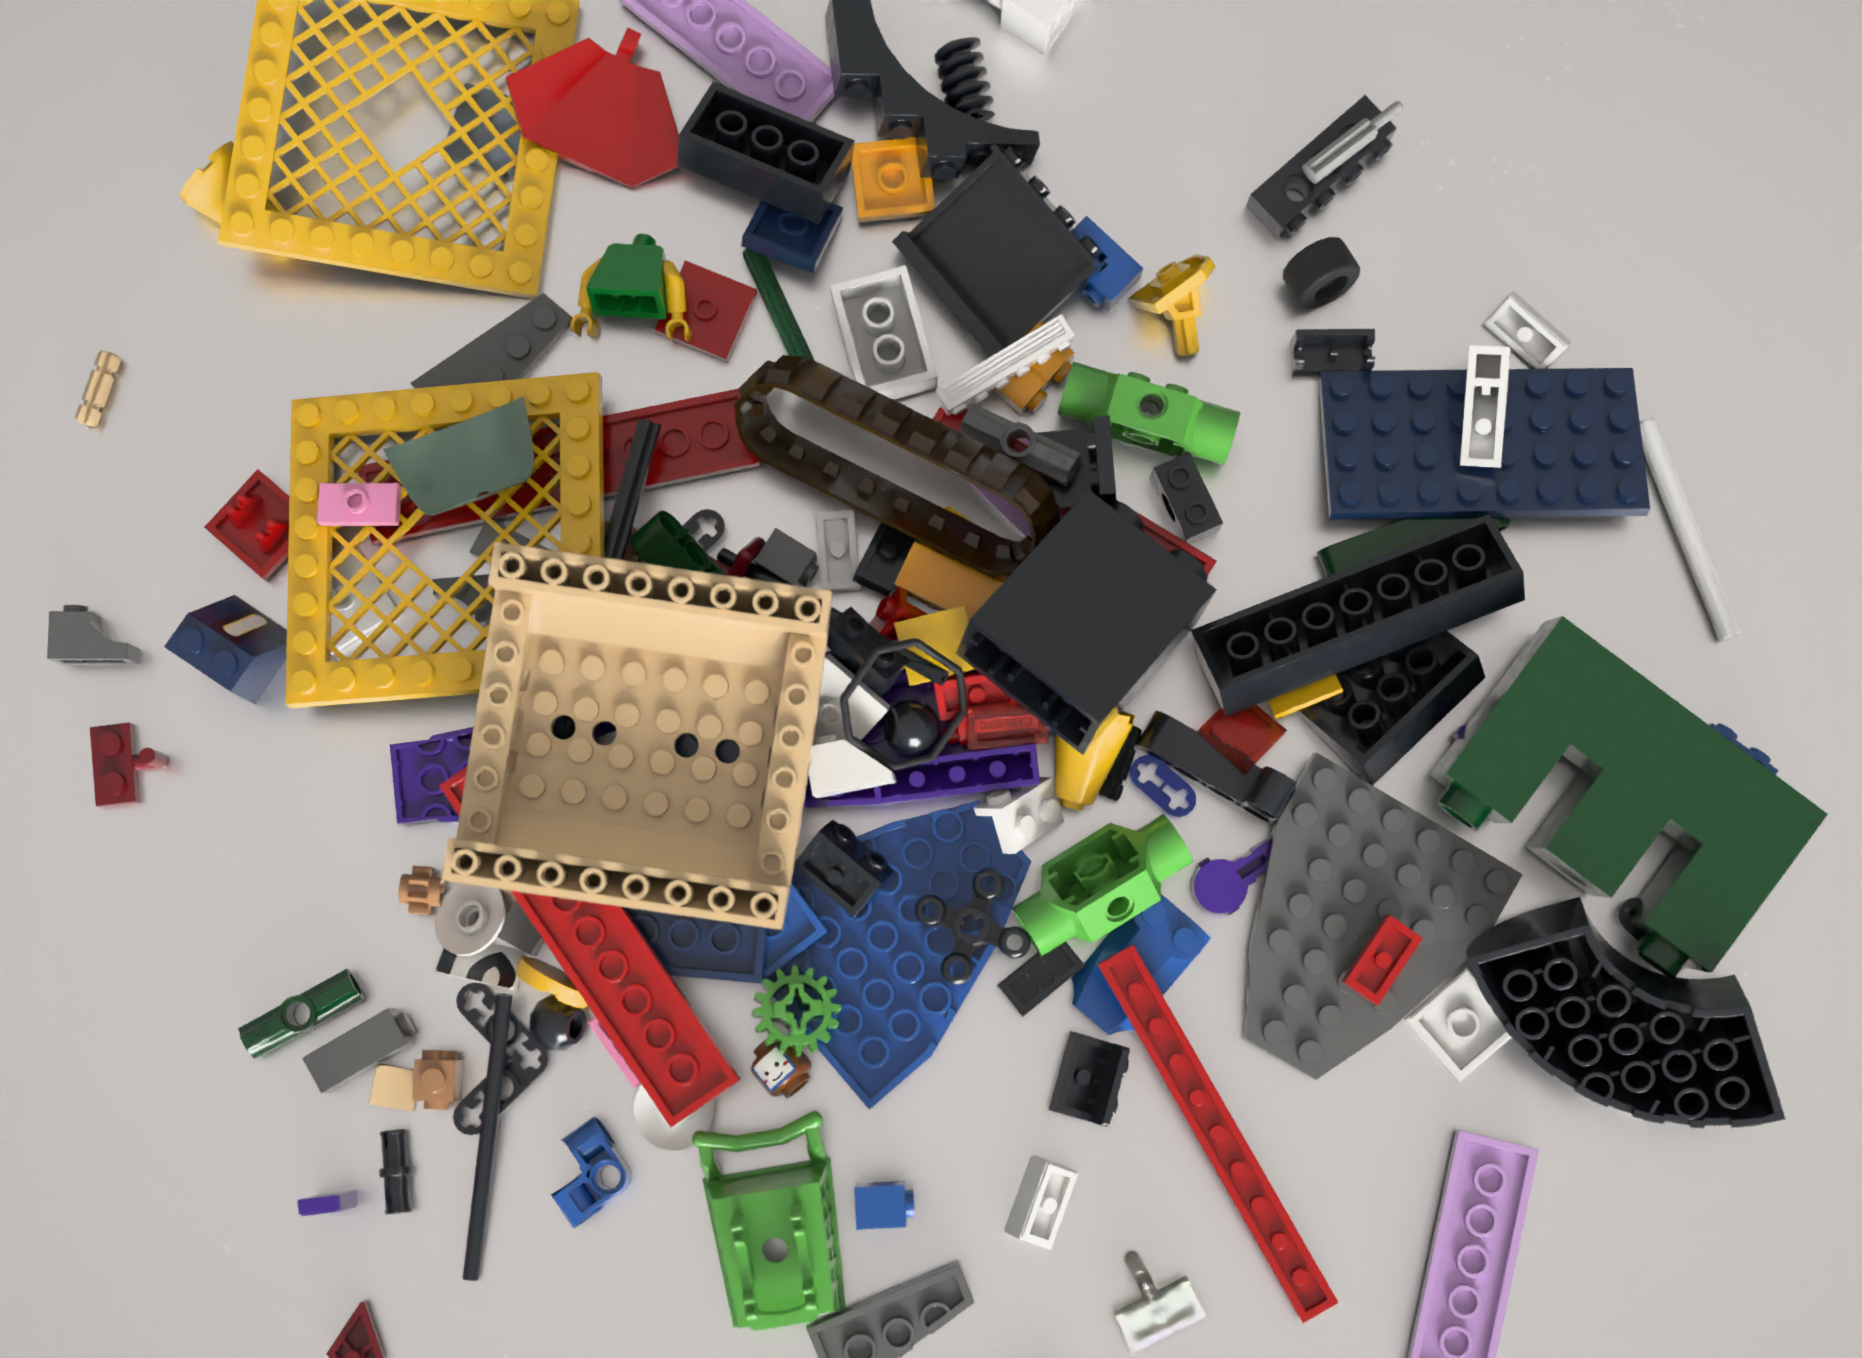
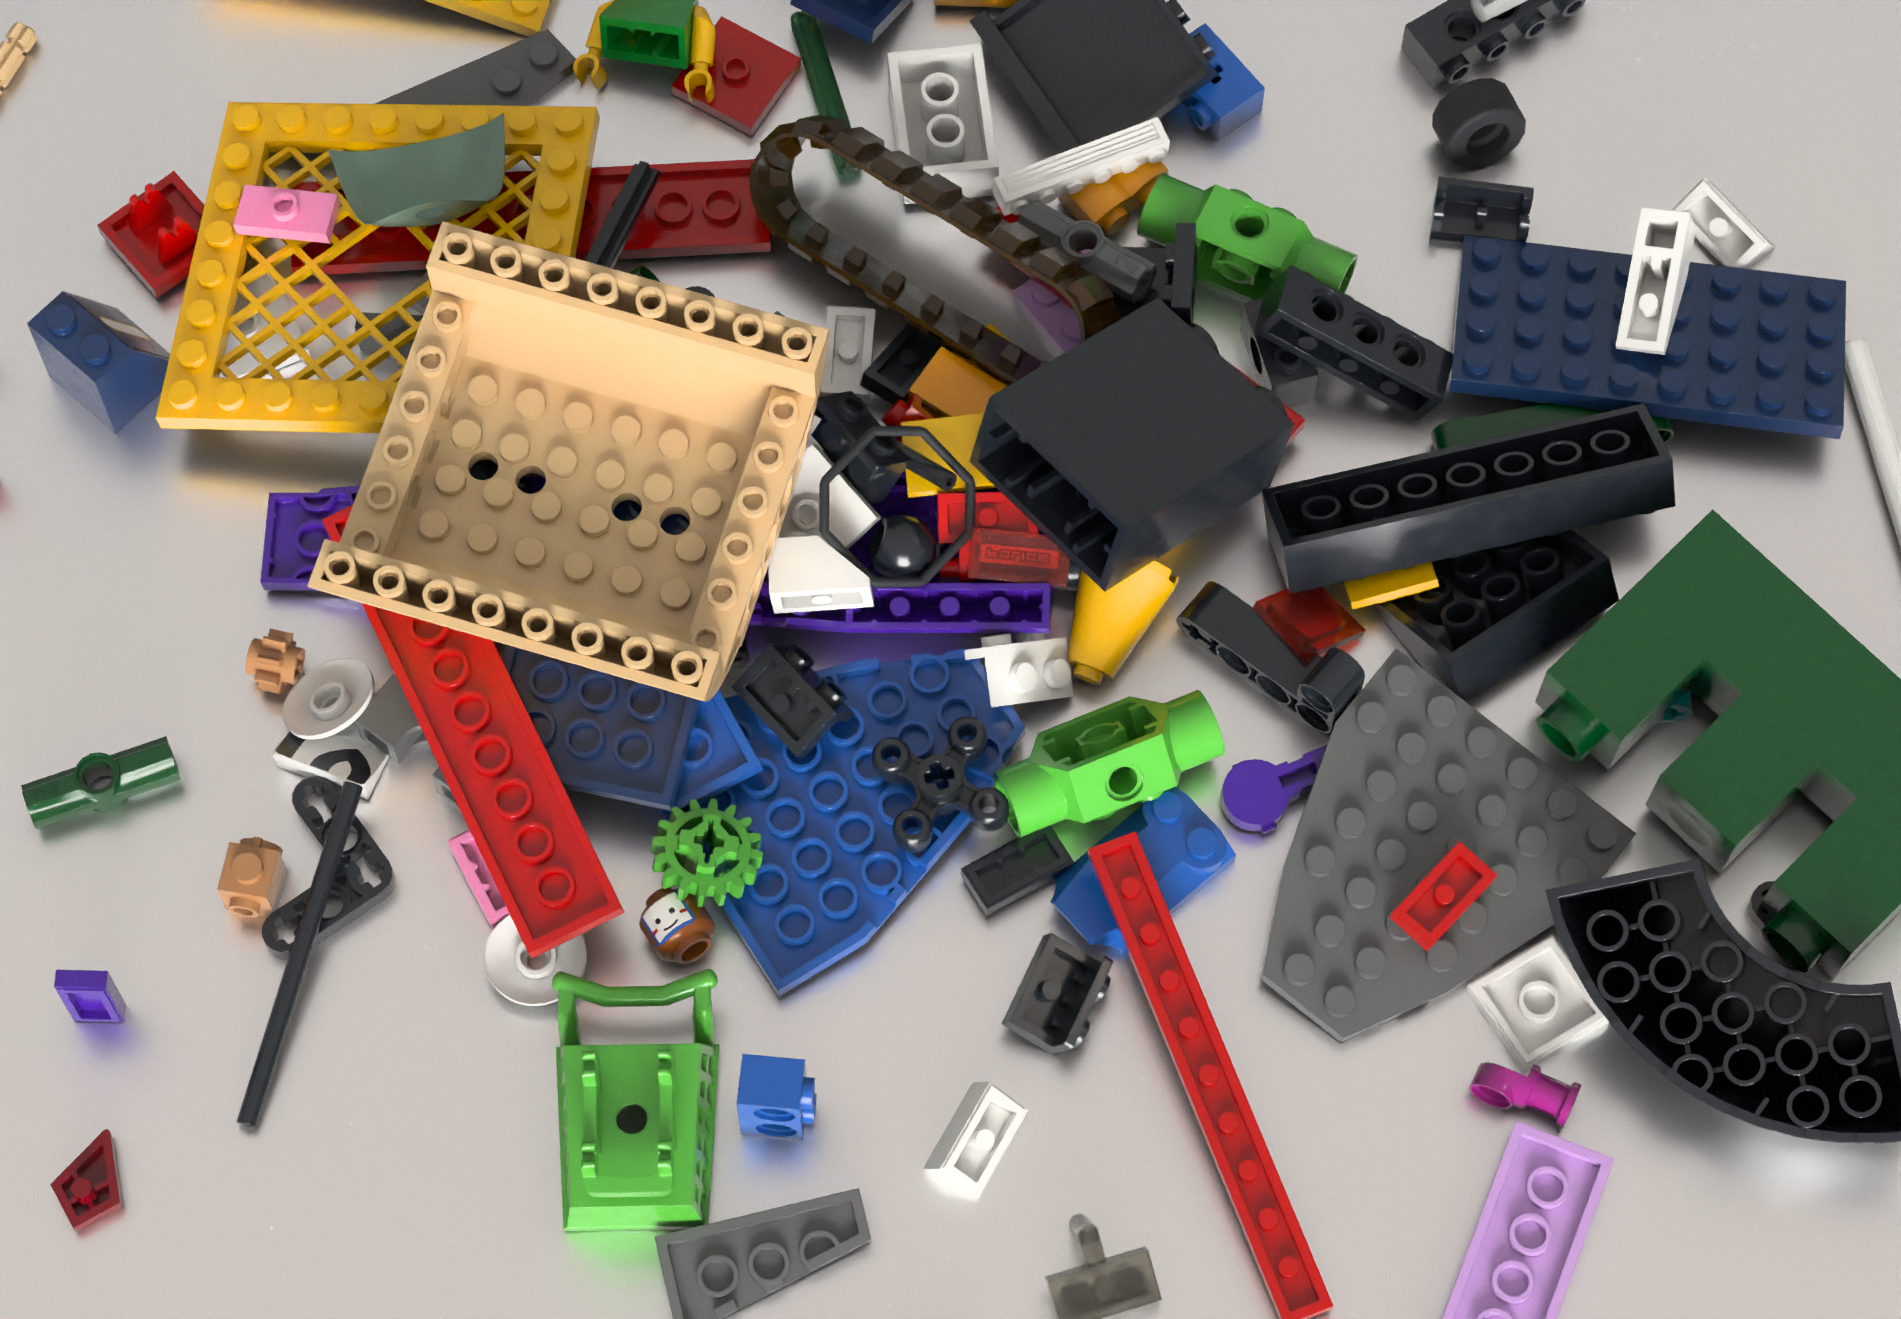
camera: 10 degrees right, 15 degrees down
(360, 1049) = (164, 833): dark grey brick -> none
(392, 1087) = (194, 886): tan slope -> none
(395, 1171) = (179, 982): black pin -> none
(549, 978) = (416, 780): yellow tile -> none
(556, 1024) = (411, 833): black piece -> none
(586, 1193) = (406, 1041): blue piece -> none
(1112, 786) = (1153, 642): black axle -> none
(1167, 778) = (1210, 667): clear blue beam -> none
(1177, 297) = (1301, 132): yellow piece -> none
(1248, 491) = (1354, 343): none -> black brick
(1469, 1101) = (1507, 1088): none -> magenta connector

